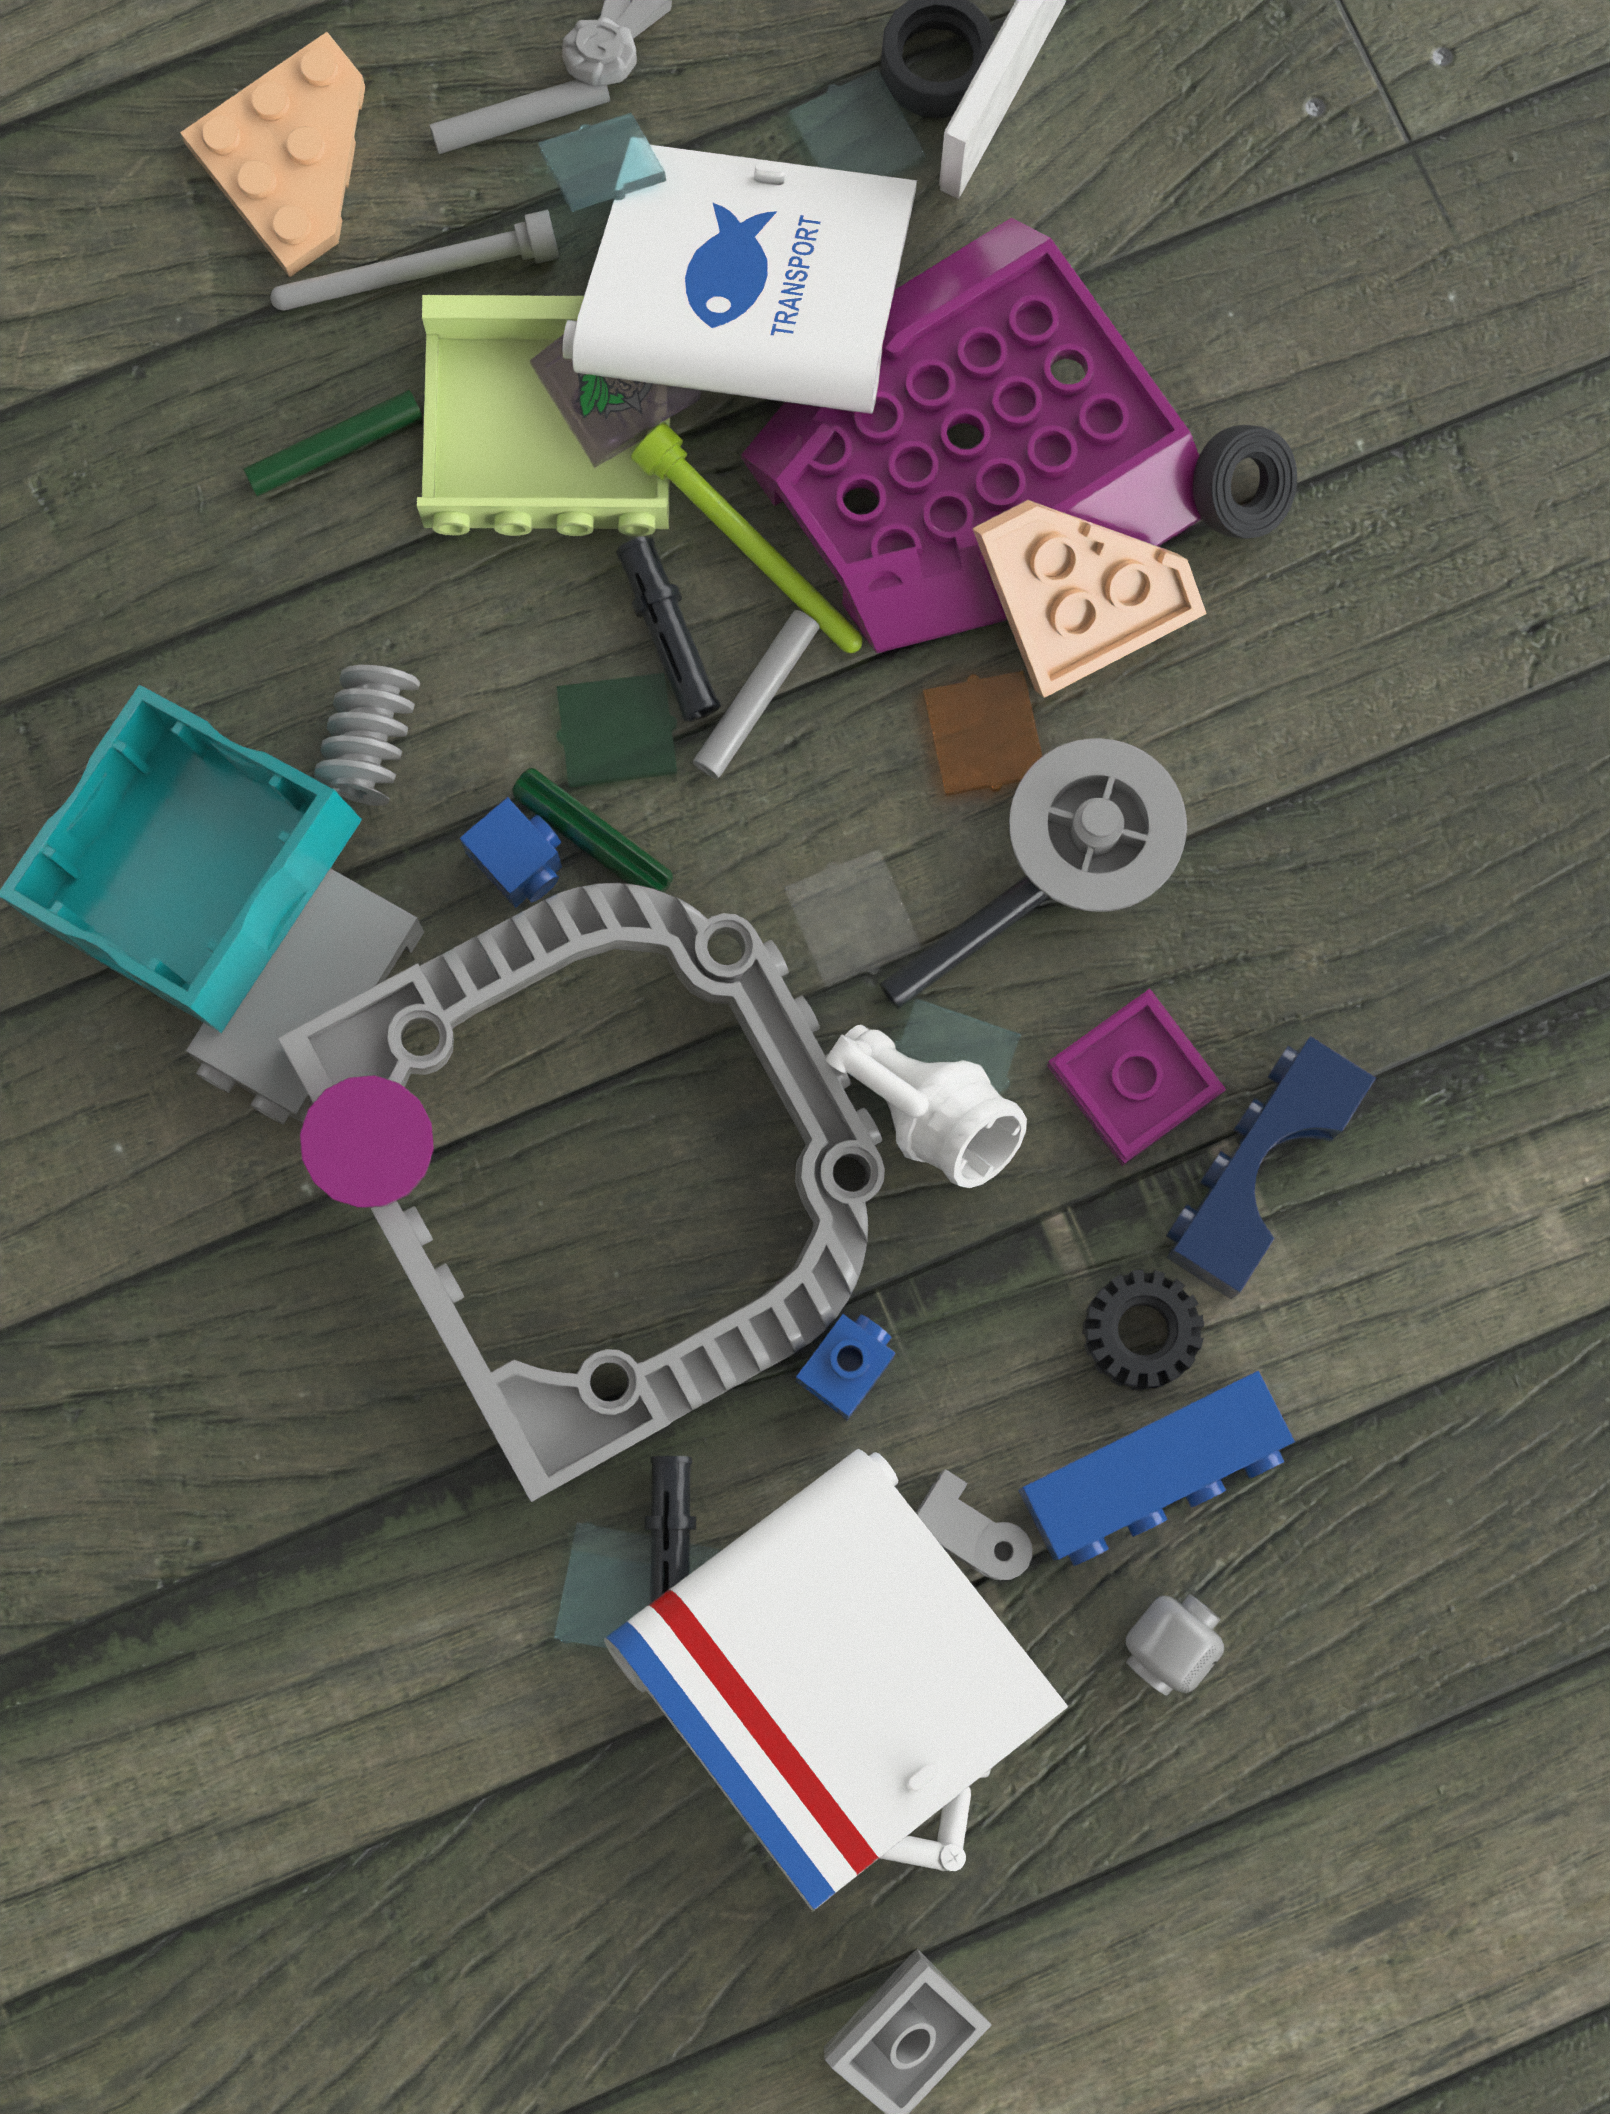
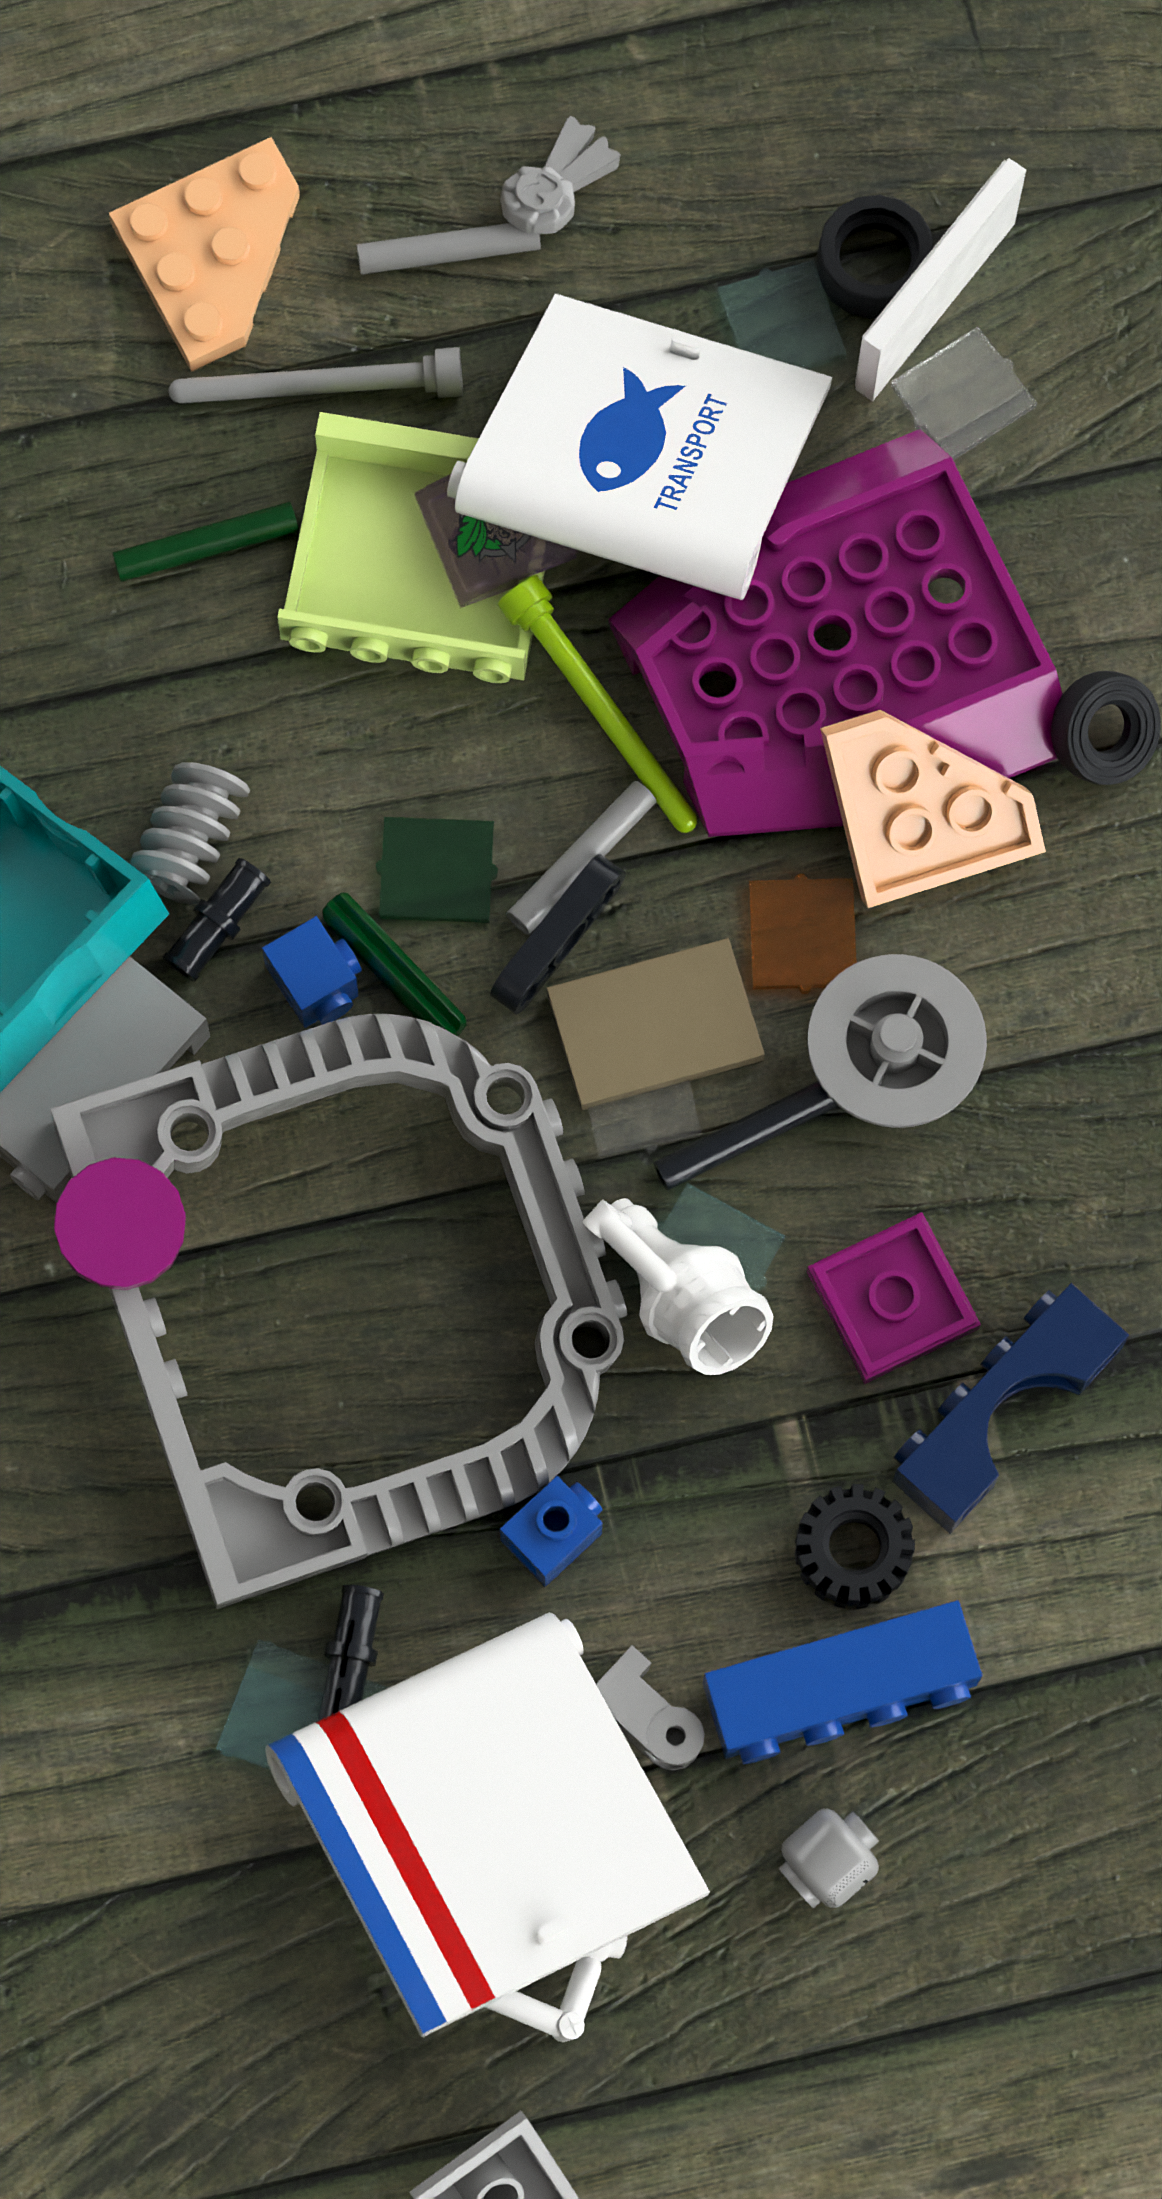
camera: 10 degrees right, 5 degrees down
(410, 815) = (216, 919): none -> black pin
(602, 162) = (521, 309): clear light blue piece -> none
(658, 605) = (500, 754): black pin -> none
(747, 774) = (557, 934): none -> black beam
(857, 846) = (655, 1023): none -> dark tan tile
(1046, 176) = (963, 393): none -> clear piece

